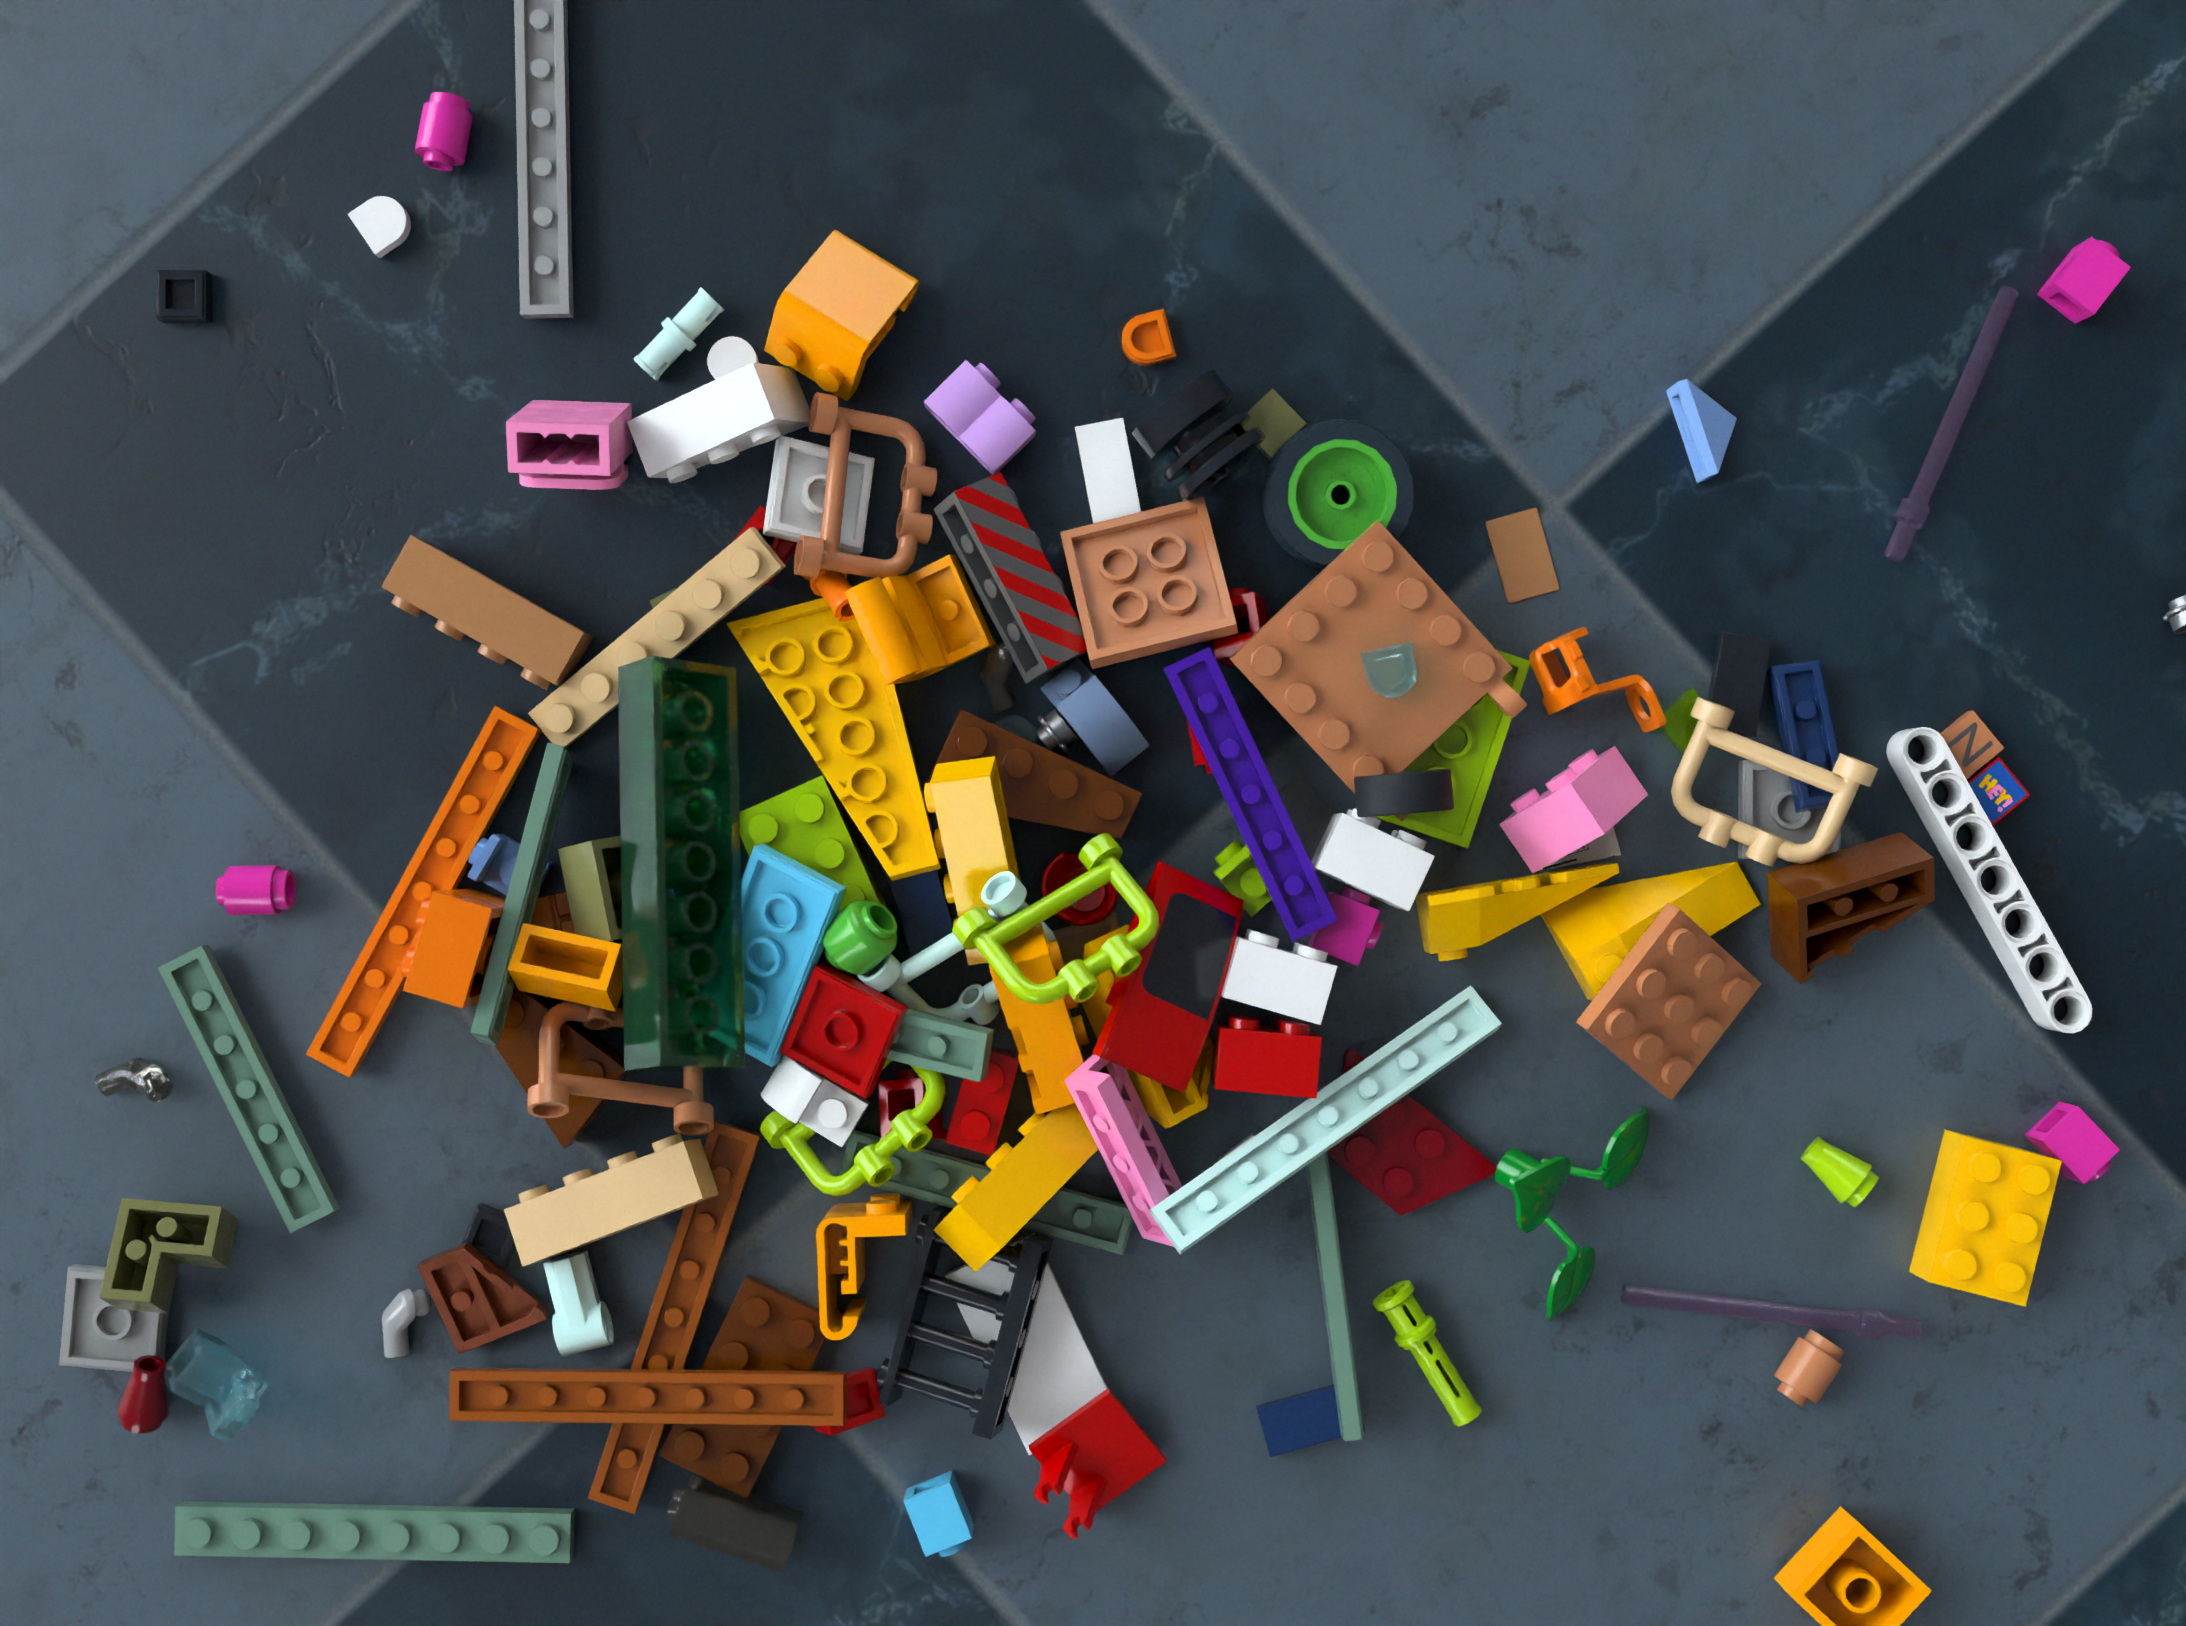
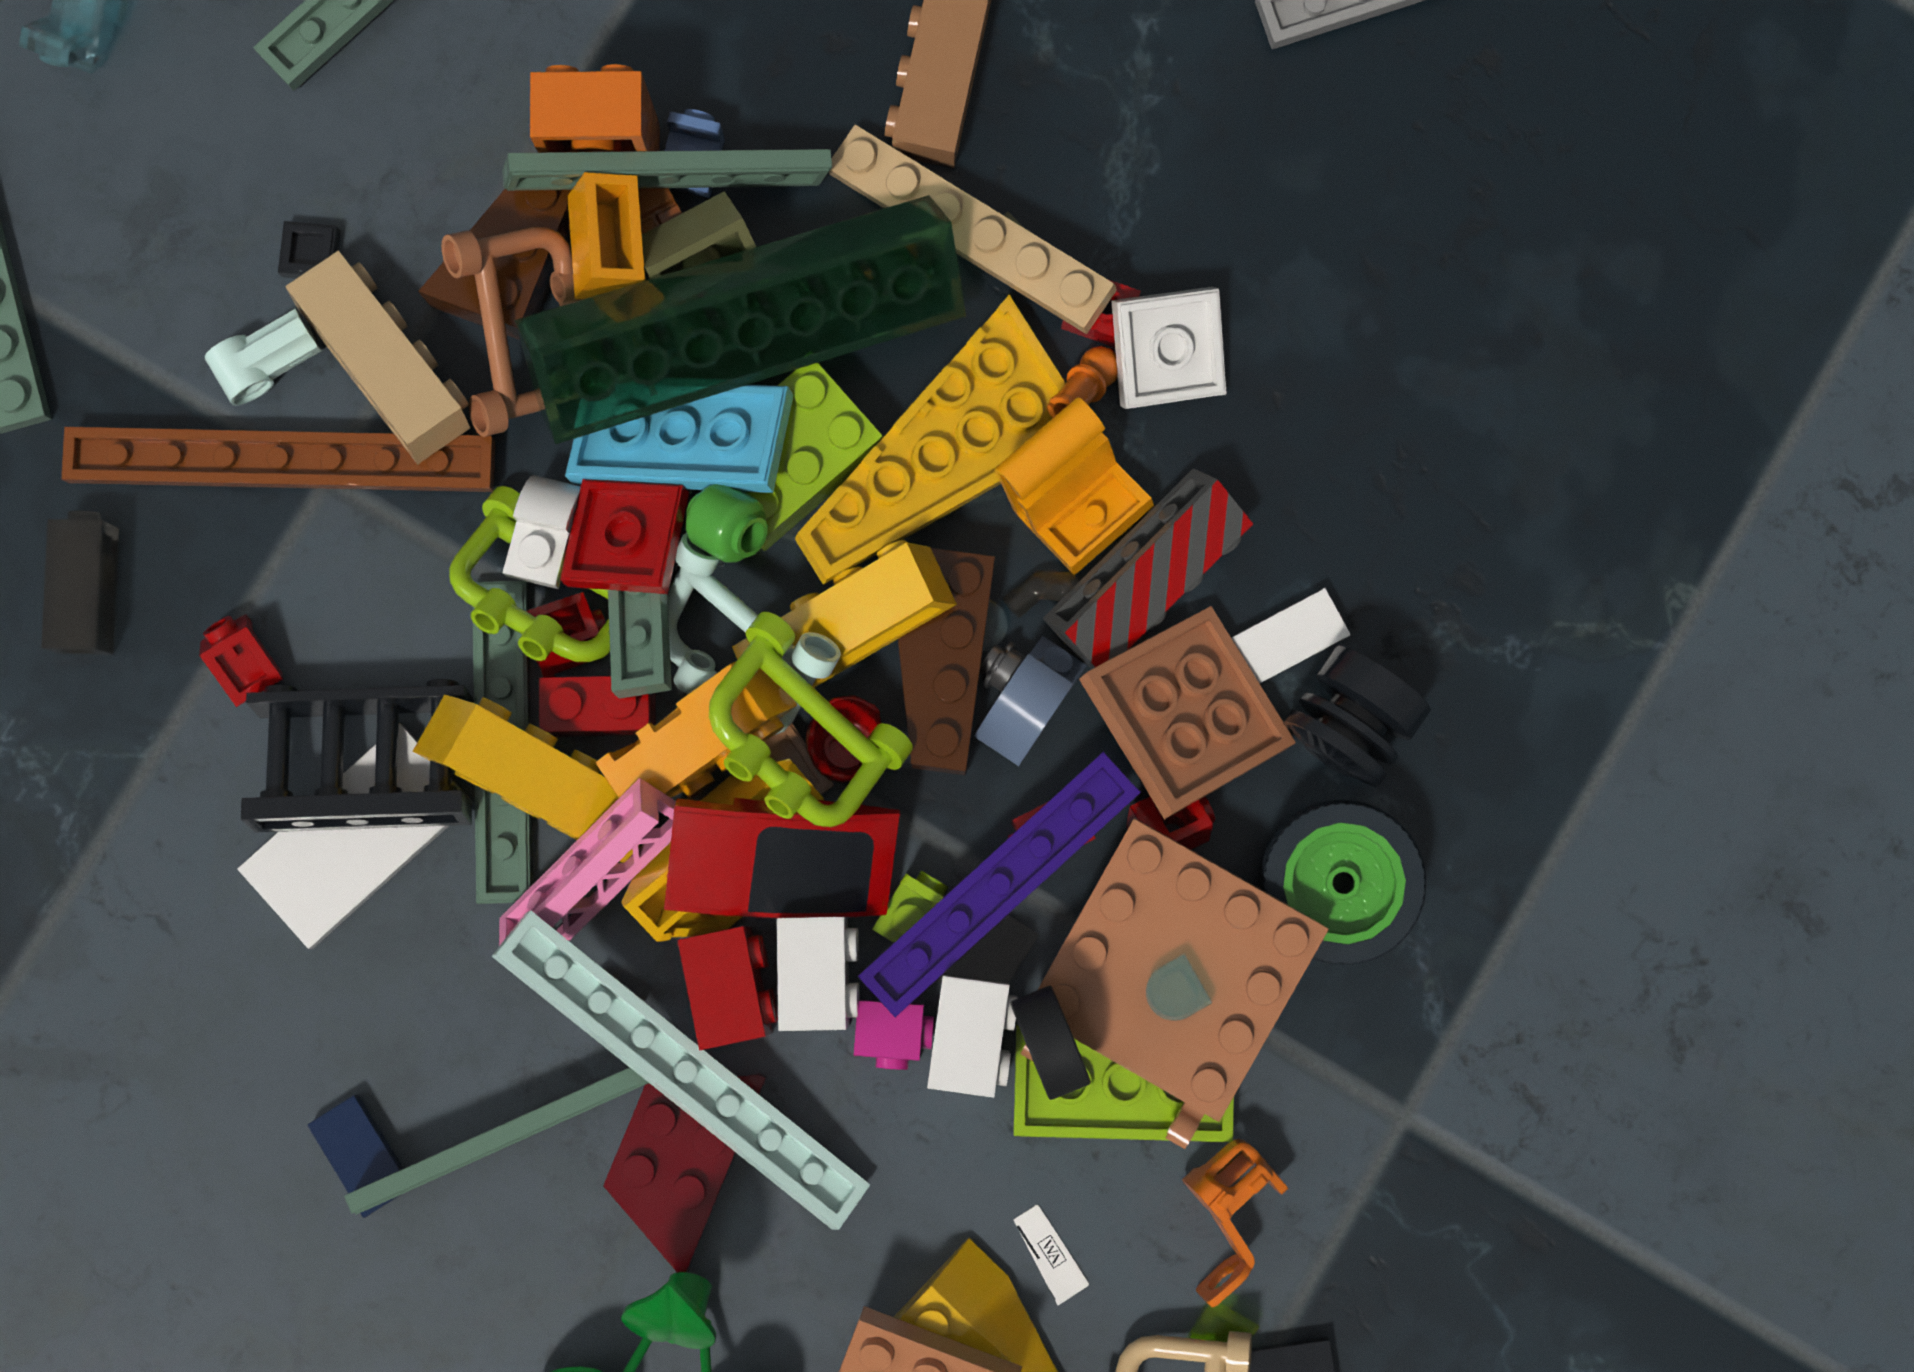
camera: 70 degrees right, 5 degrees down
(398, 1317) = (196, 181): light grey arm -> none
(435, 866) = (673, 80): orange plate -> none
(478, 1297) = (241, 254): copper wing -> none
(570, 444) = (1141, 80): bright pink brick -> none
(648, 1396) = (187, 456): dark orange plate -> none
(678, 334) = (1289, 158): light aqua pin -> none
(719, 420) = (1215, 225): white wedge -> none
(729, 355) = (1278, 221): white tile -> none
(764, 1333) = (227, 555): reddish brown plate -> none
(838, 313) = (1363, 310): light orange piece -> none
(843, 1252) = (397, 607): light orange piece -> none
(915, 482) = (1215, 443): nougat bar -> none
(922, 909) = (777, 581): dark blue tile -> none
(939, 1515) = (147, 794): medium azure brick -> none
(981, 417) = (1303, 489): lavender brick -> none
(1093, 1458) = (254, 938): red plate -> none
(1148, 339) = (1440, 636): orange tile -> none
(1275, 420) = (1398, 792): olive tile -> none
(1416, 1333) = (489, 1243): lime pin -> none
(1482, 911) = (951, 1172): yellow wedge -> none
(1522, 555) = (1341, 1100): medium nougat sticker -> none
(1575, 809) = (1091, 1235): bright pink brick -> none
(1703, 427) = (1540, 1251): light blue slope -> none

